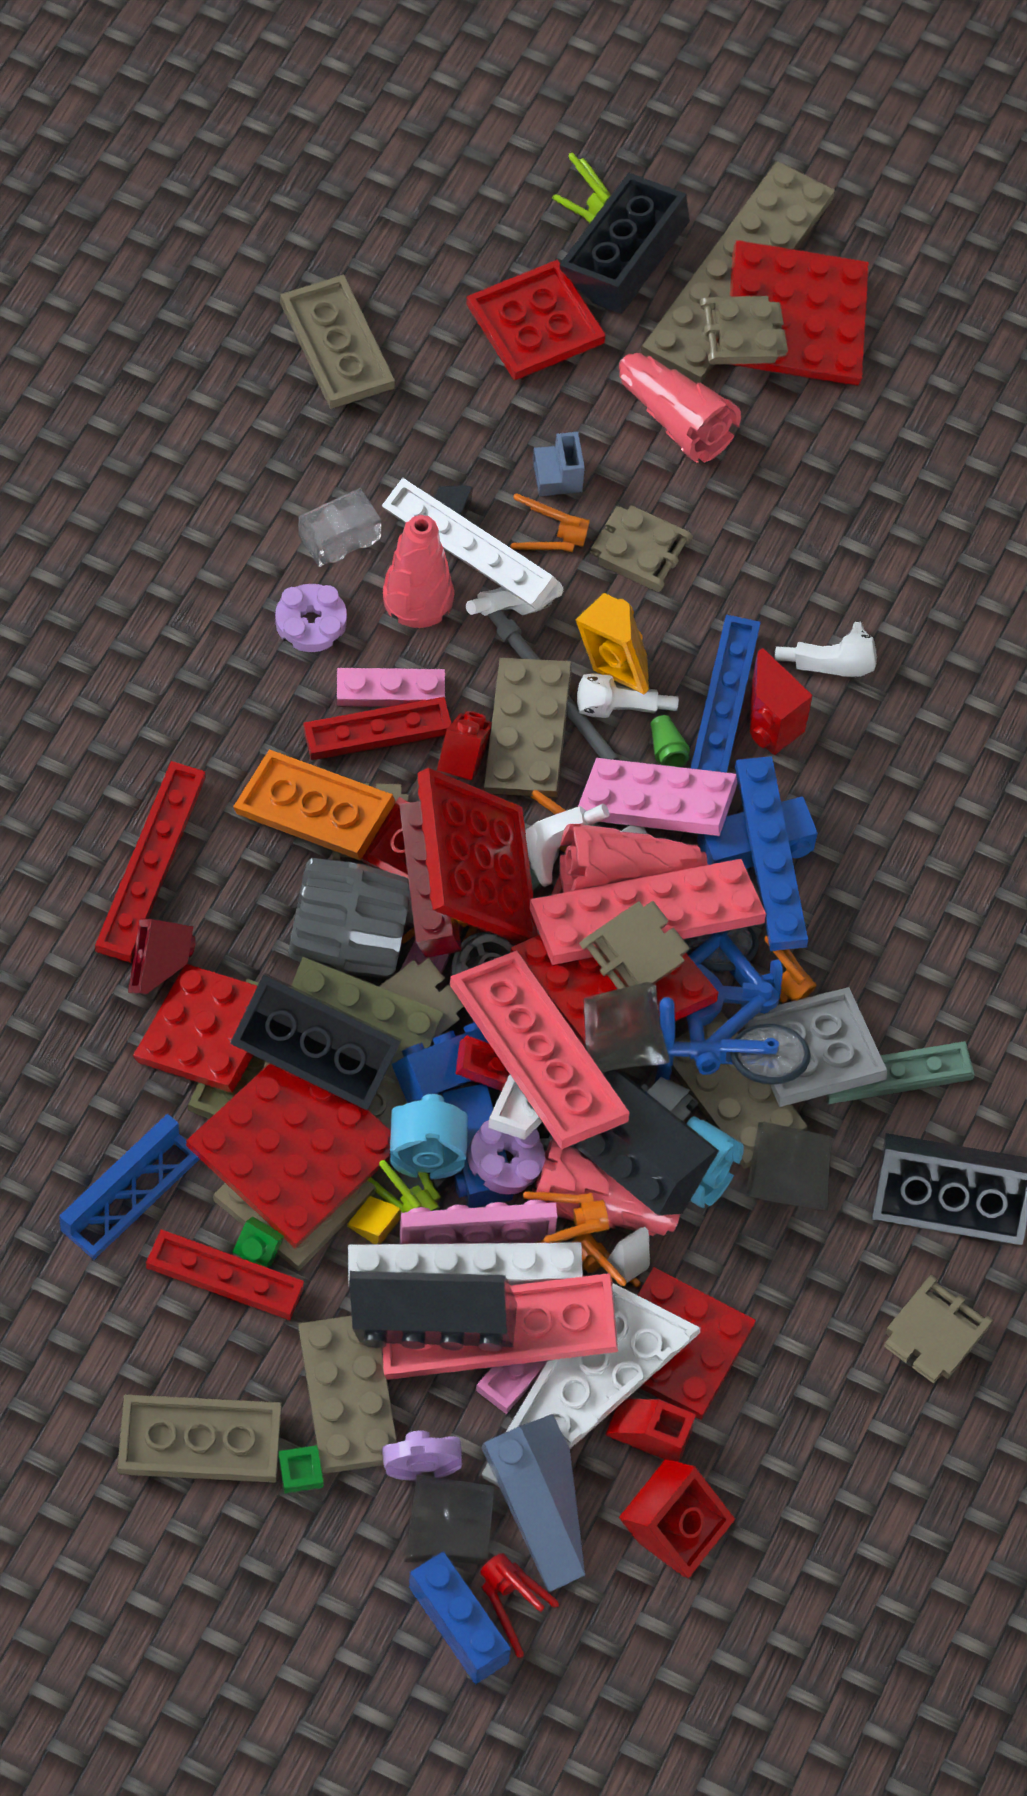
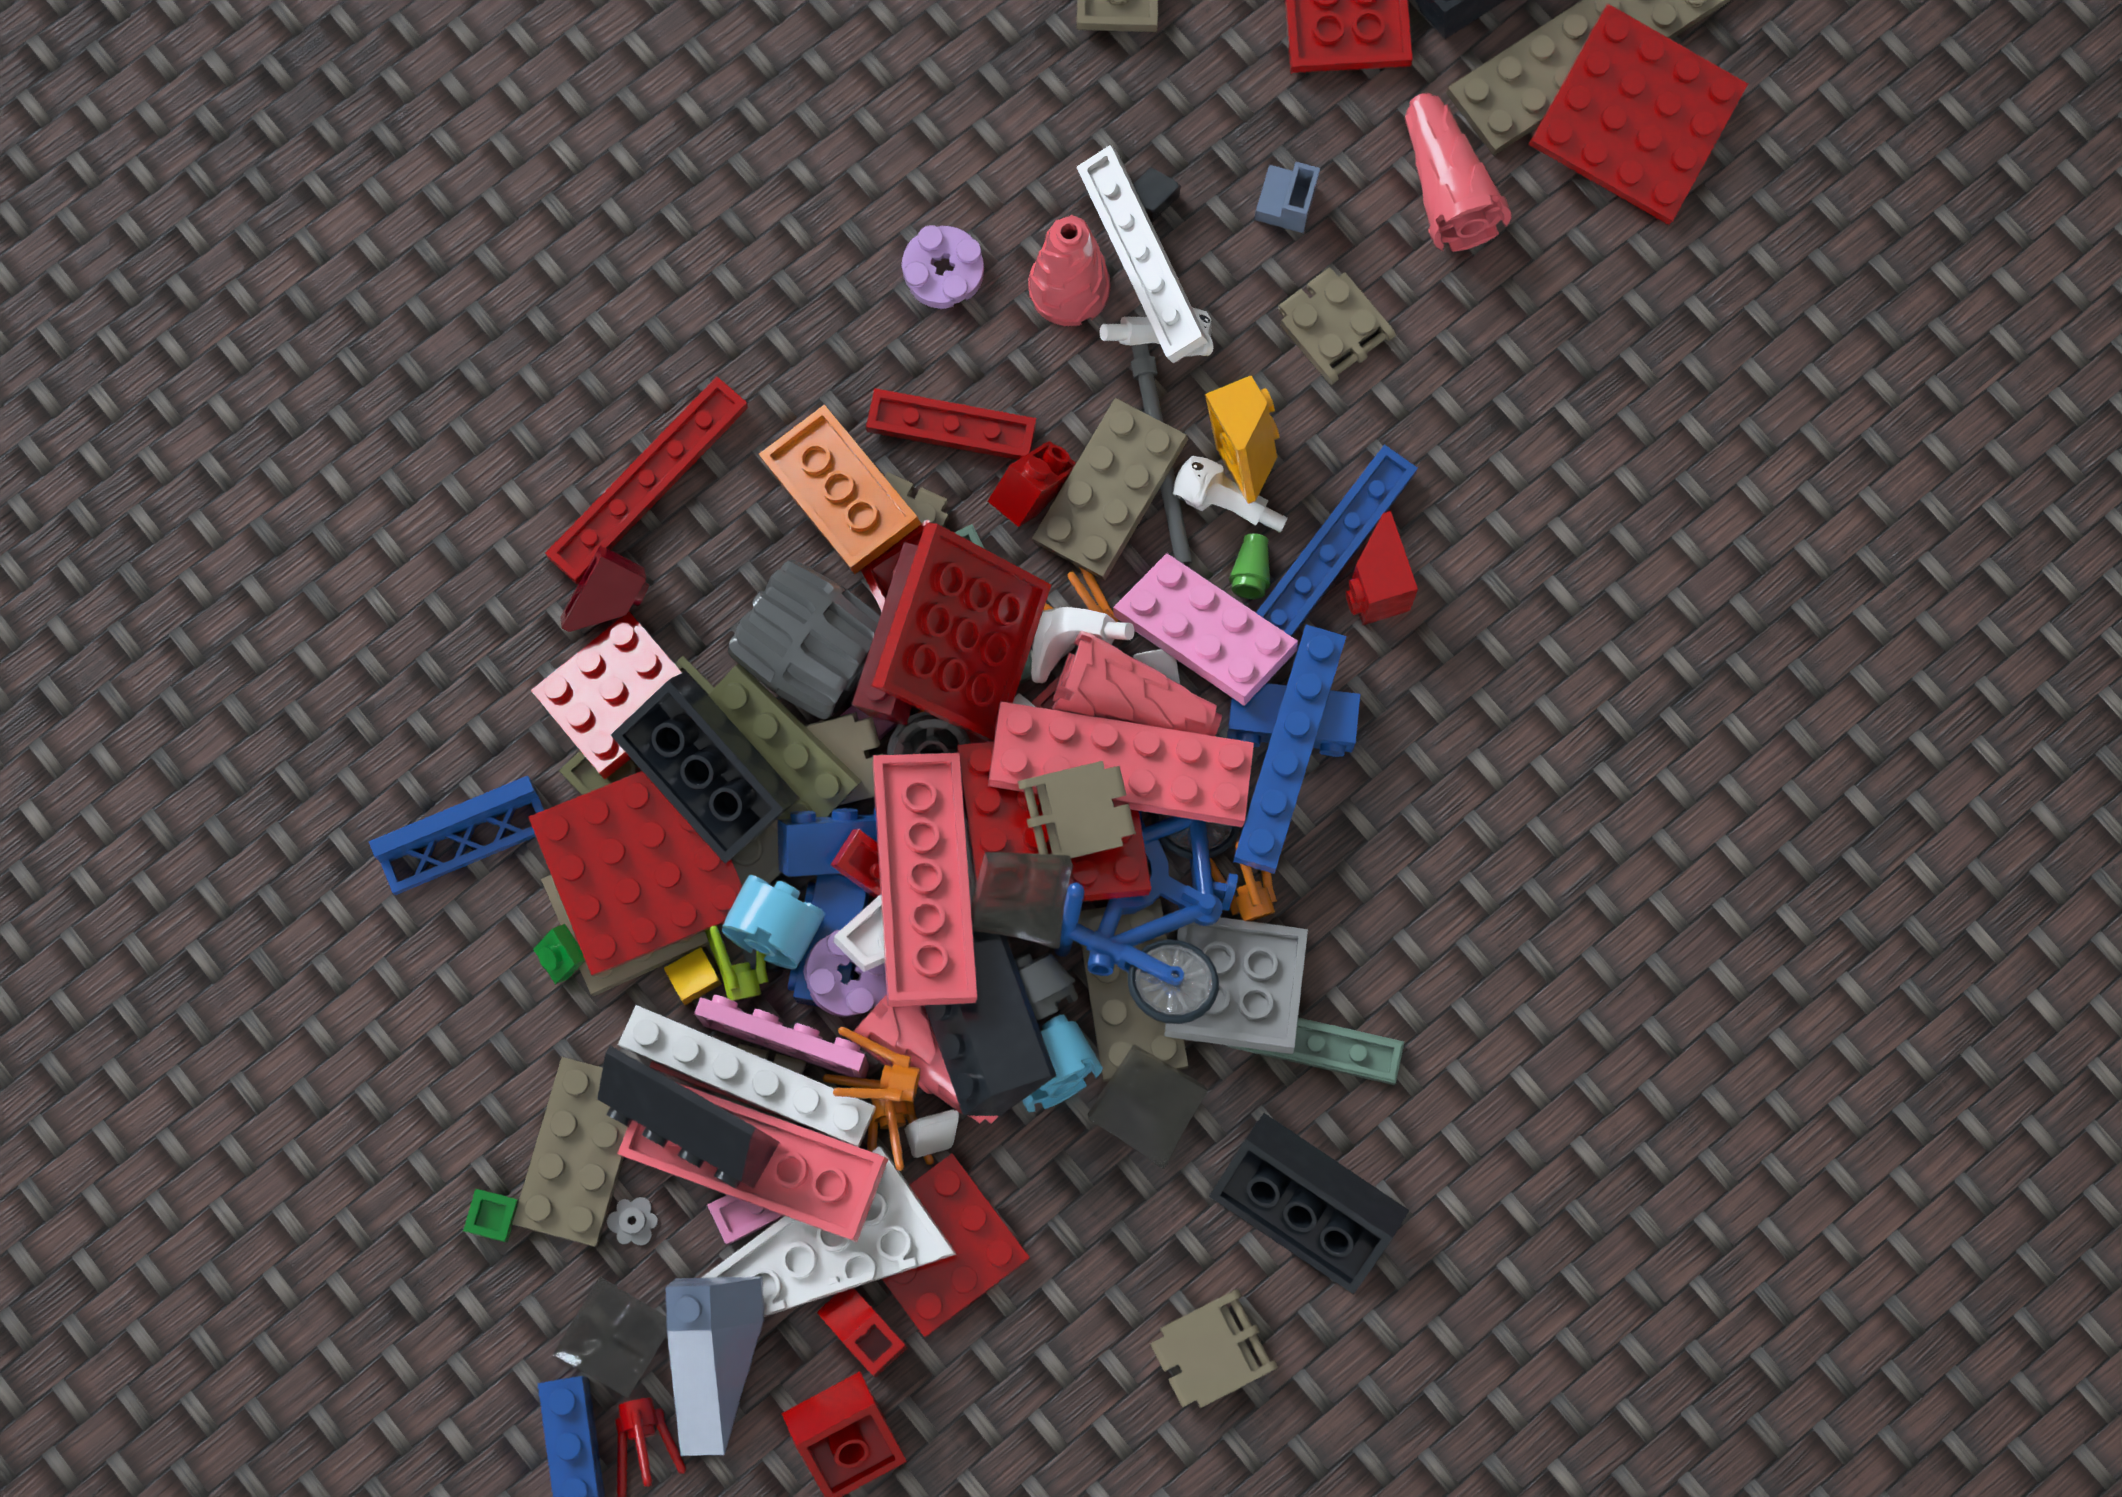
camera: 30 degrees right, 15 degrees up
(199, 1438) = (406, 1138): dark tan plate -> none
(225, 1274) = (513, 972): red plate -> none
(339, 527) = (1019, 176): clear brick -> none
(388, 686) = (988, 381): bright pink plate -> none
(418, 1418) = (640, 1231): none -> light grey plant
(422, 1454) = (611, 1261): lavender plate -> none
(571, 528) = (1267, 274): orange plant -> none
(746, 329) = (1562, 117): dark tan plate -> none
(850, 658) = (1496, 549): white animal -> none

